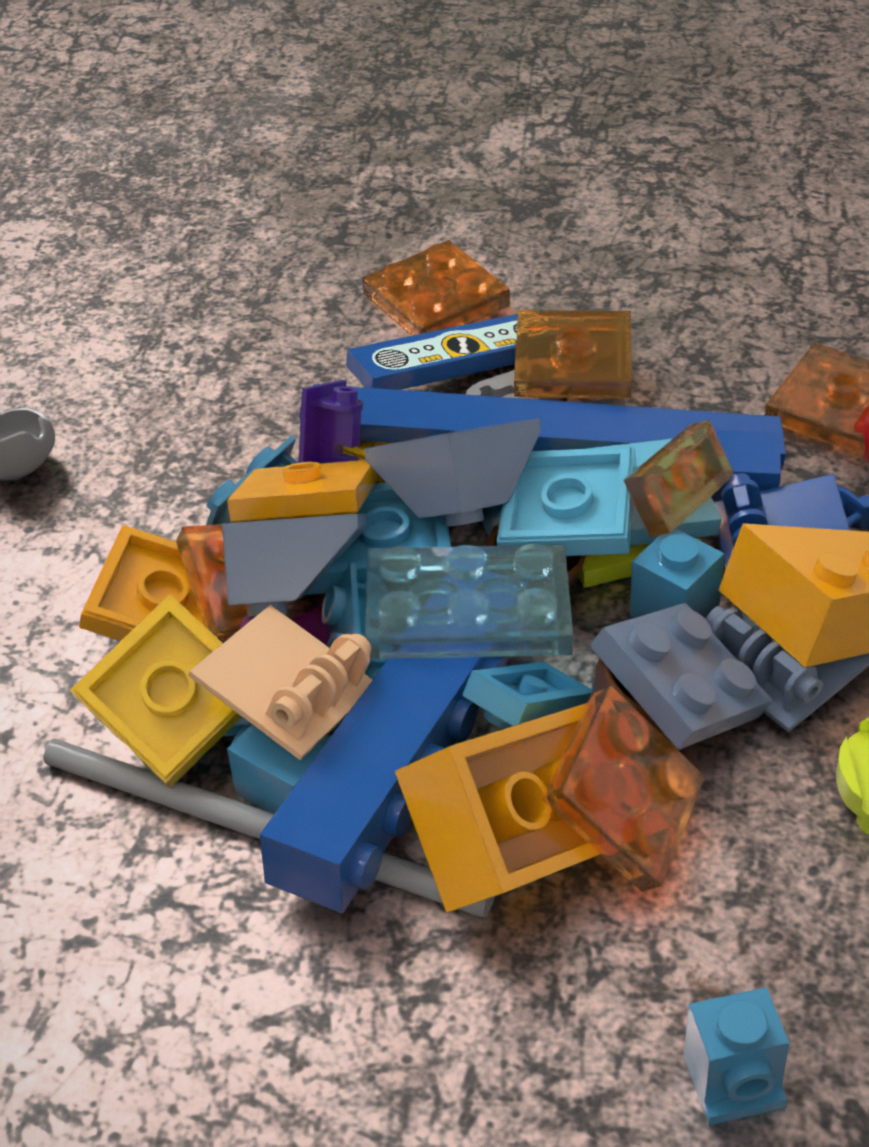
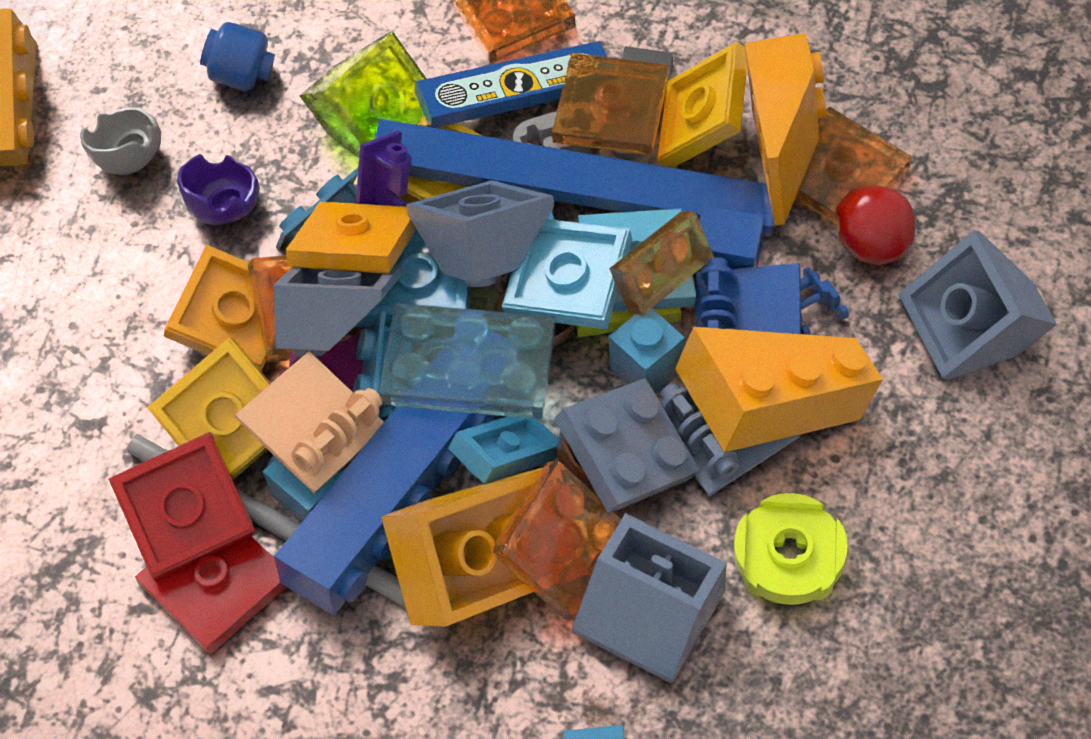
camera: 10 degrees right, 15 degrees up
(127, 800) = (182, 506): none -> red plate
(129, 481) = (218, 191): none -> dark purple hair
(134, 355) = (237, 56): none -> blue head
(173, 894) = (217, 592): none -> red plate
(270, 376) = (366, 88): none -> clear neon green slope
(680, 343) = (703, 106): none -> yellow plate
(754, 841) = (650, 598): none -> sand blue slope
(772, 333) = (785, 113): none -> light orange slope

